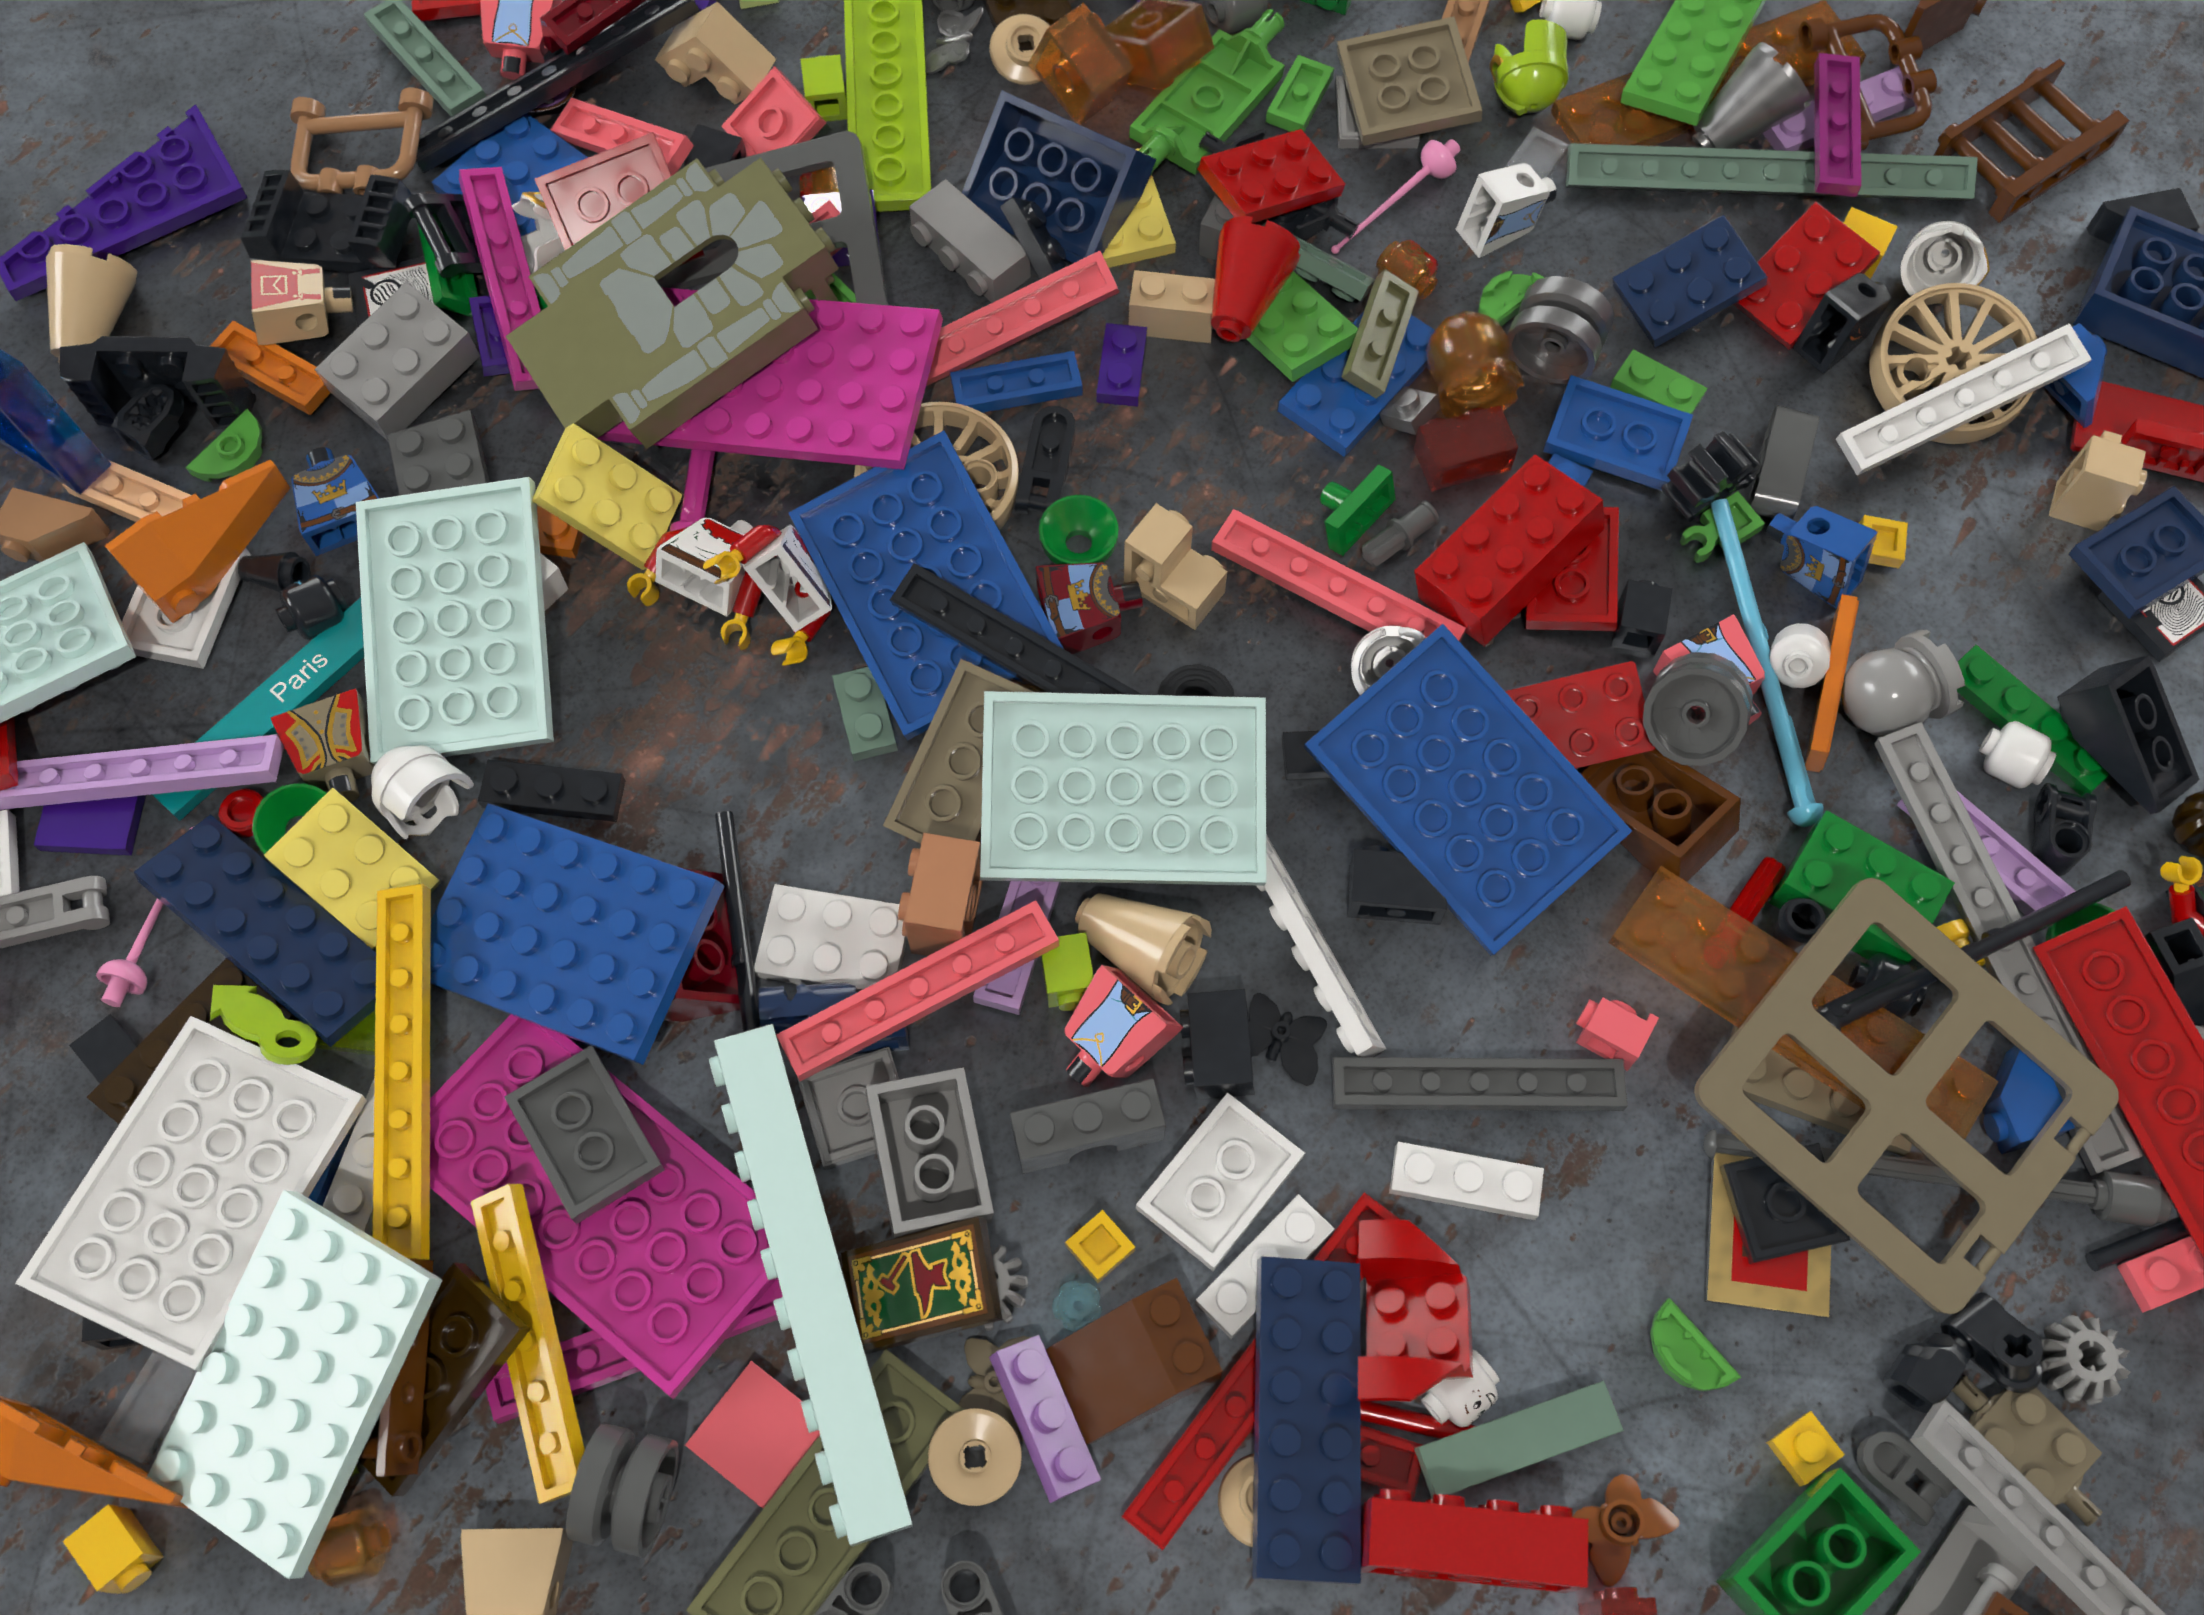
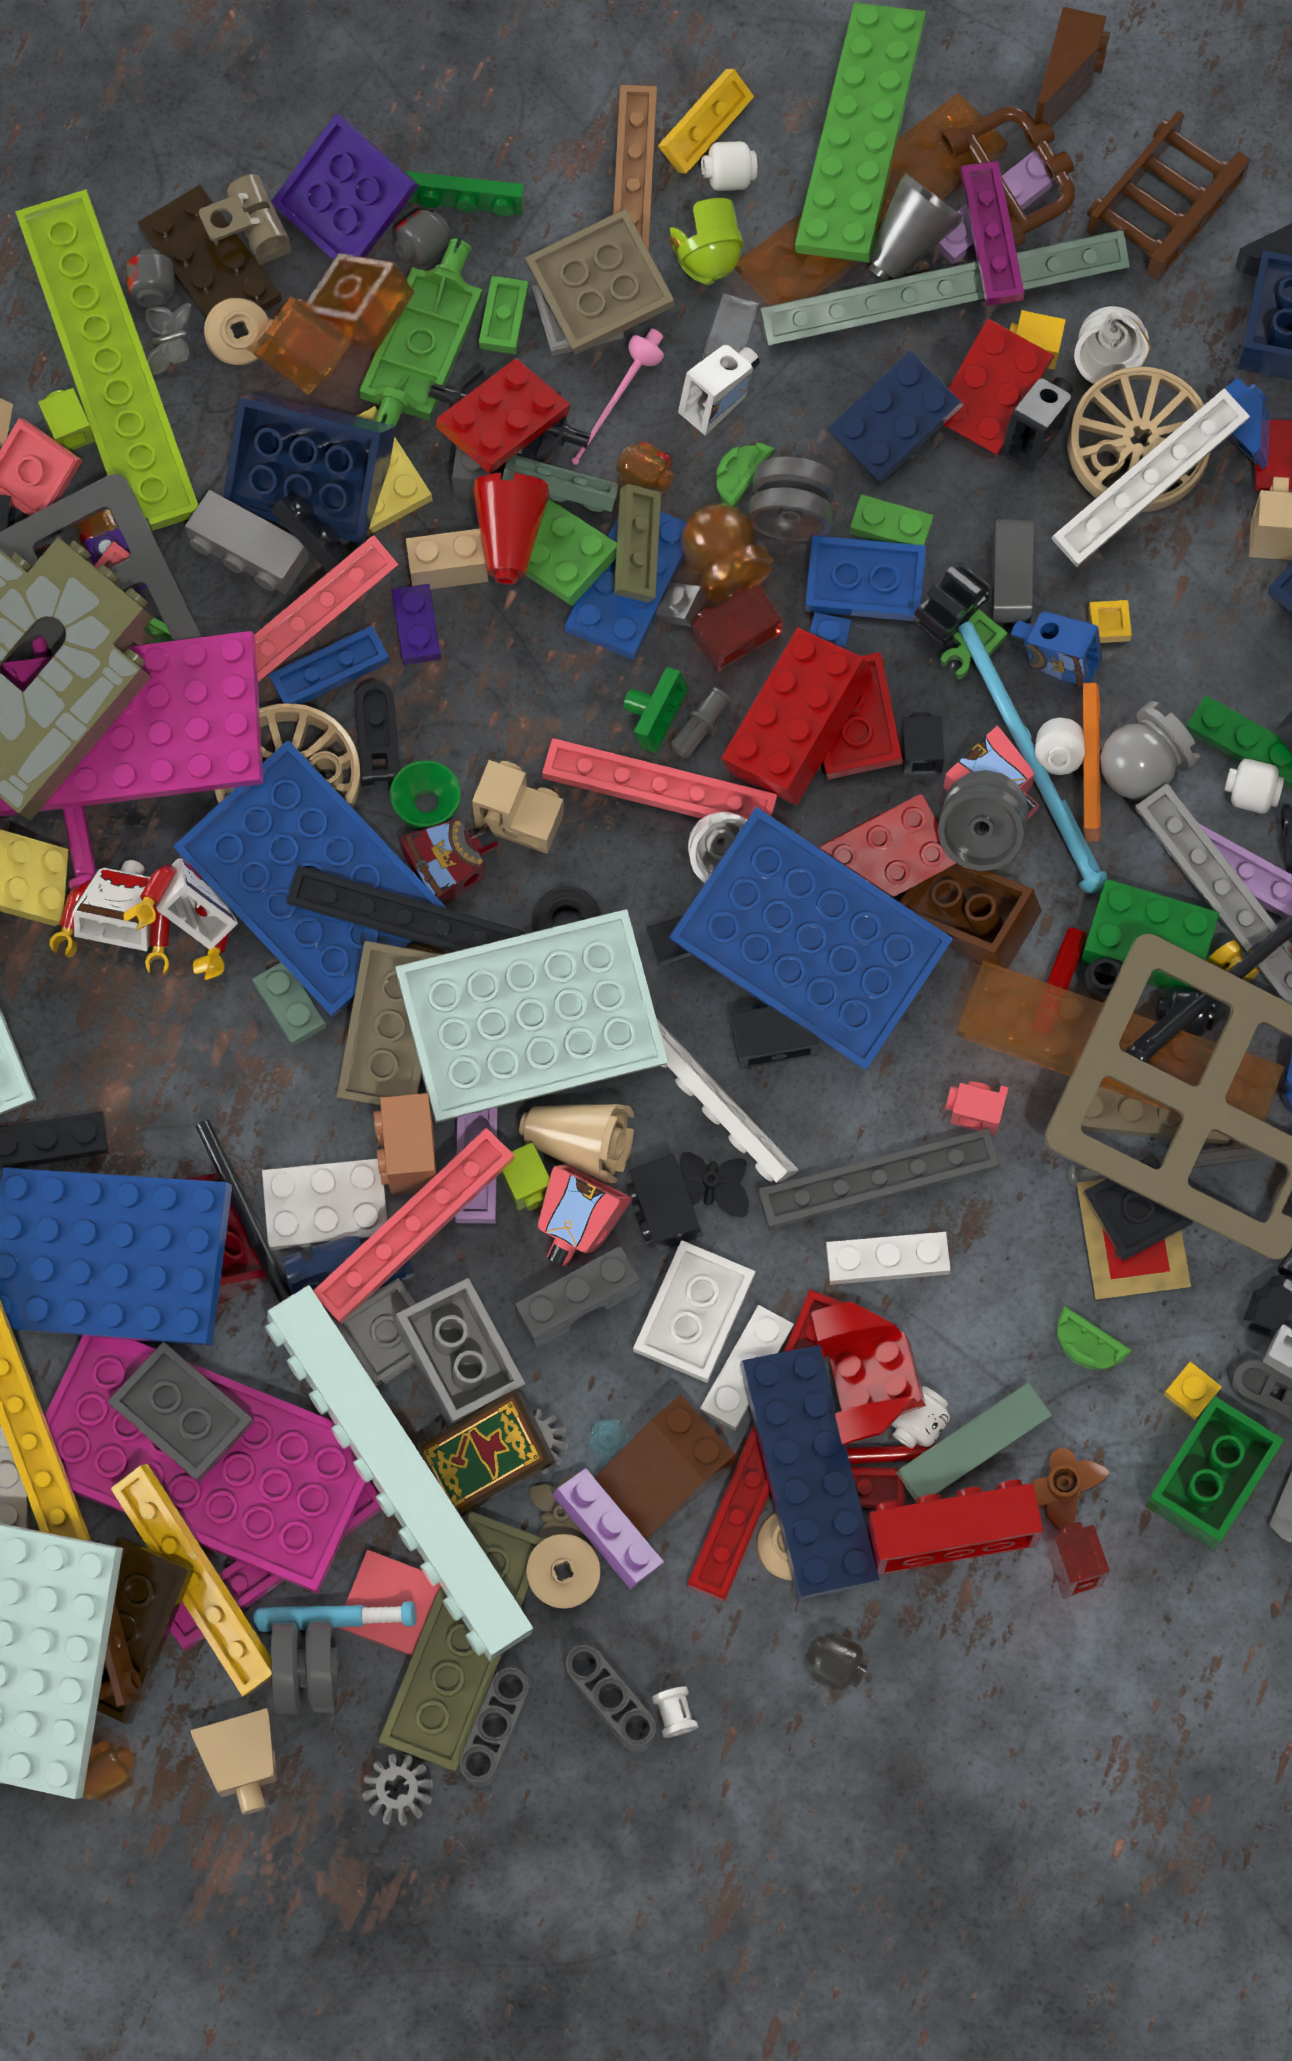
camera: 15 degrees left, 5 degrees up
(687, 1433) = (340, 1615): none -> medium azure piece
(1100, 1246) = (614, 1388): yellow plate -> none

